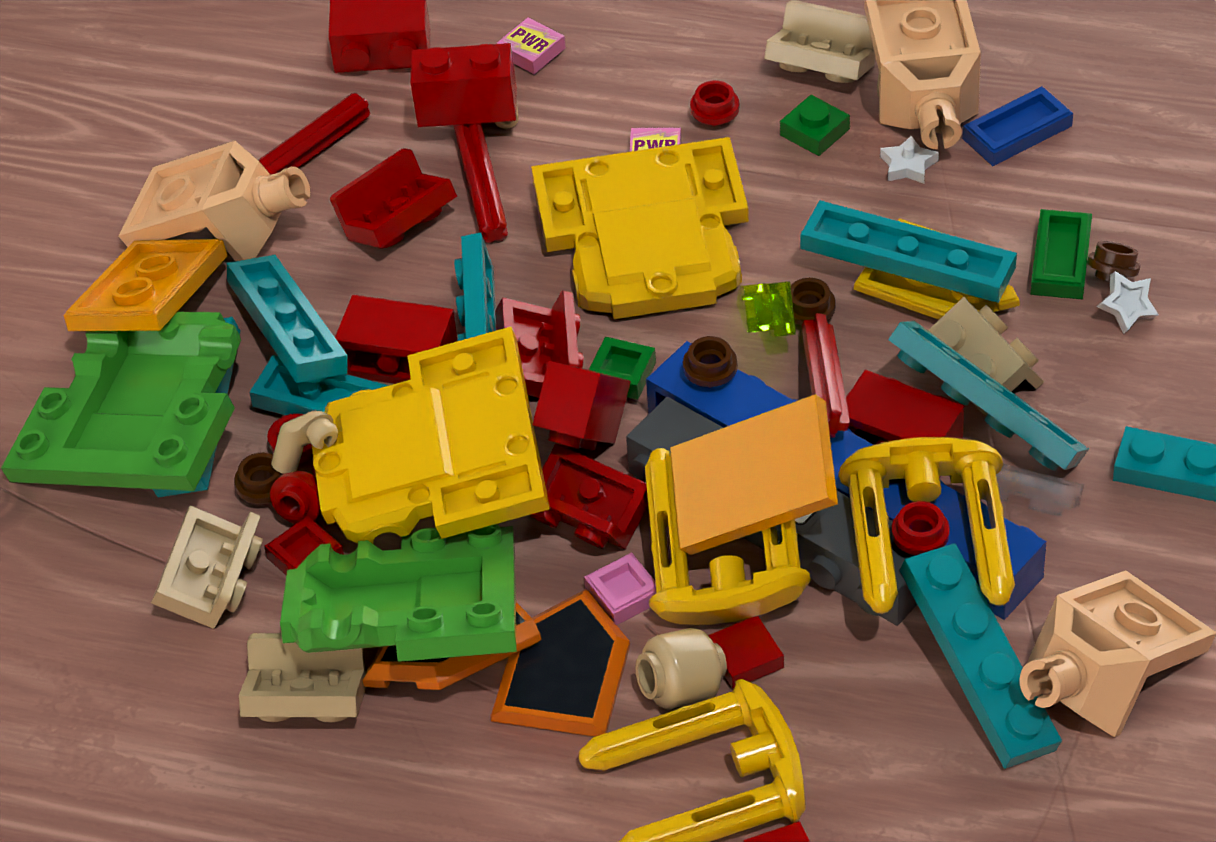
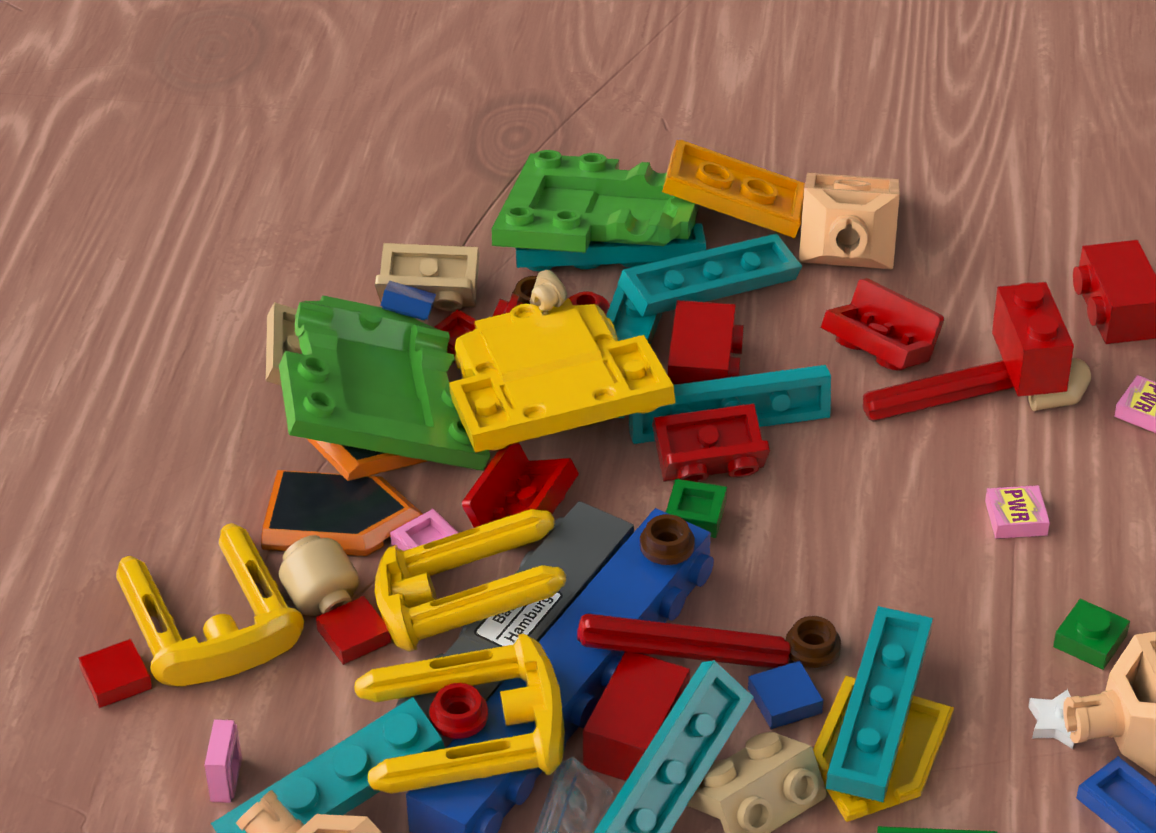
camera: 80 degrees right, 5 degrees down
(271, 568) = (407, 300): none -> blue tile
(317, 134) = (950, 265): red axle -> none
(580, 405) = (611, 461): red brick -> none
(646, 225) = (900, 508): yellow piece -> none
(714, 103) = (1096, 547): red plate -> none
(753, 475) = (496, 567): light orange tile -> none
(769, 308) = (785, 601): clear neon green slope -> none
(866, 330) = (785, 694): none -> blue tile
(929, 750) = (223, 761): none -> bright pink tile

